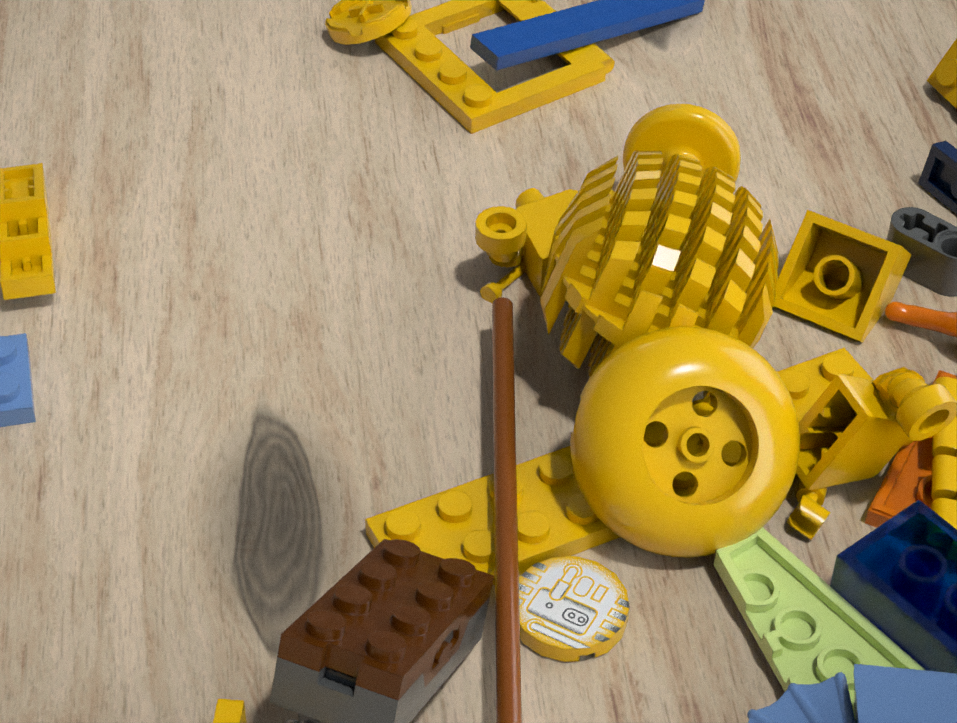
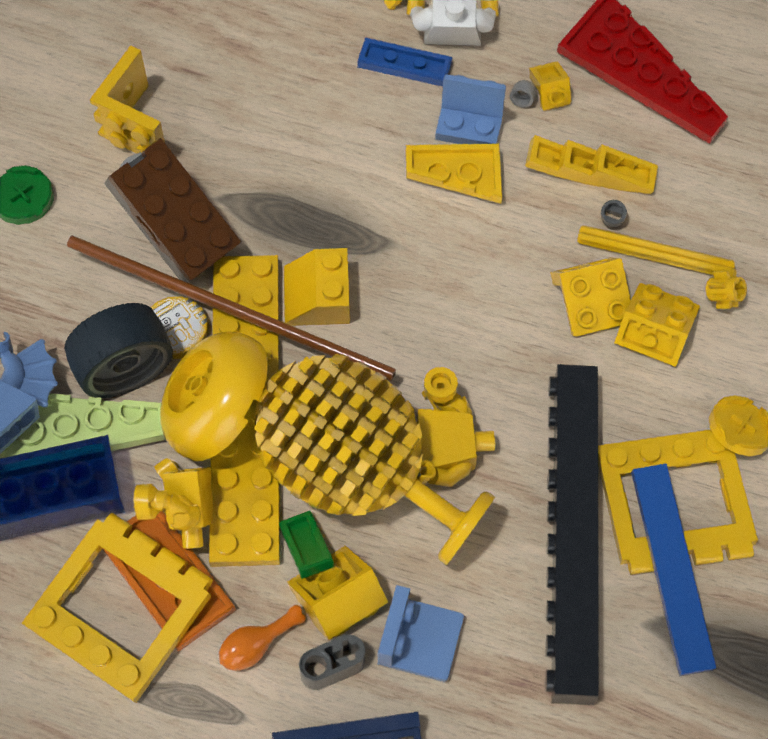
camera: 115 degrees right, 20 degrees up
(91, 362) = (457, 167): none -> yellow wing
(102, 175) = (614, 208): none -> dark grey hinge
(144, 145) = (653, 250): none -> yellow axle
(179, 60) = (726, 289): none -> yellow gear
(229, 169) = (594, 295): none -> yellow bracket
(262, 94) = (657, 323): none -> yellow bracket
(399, 441) = (317, 288): none -> yellow slope
(586, 106) = (574, 537): none -> black brick
(692, 599) = (118, 350): none -> black wheel
(805, 322) = (306, 544): none -> green tile
(840, 191) = (419, 637): none -> medium blue bracket

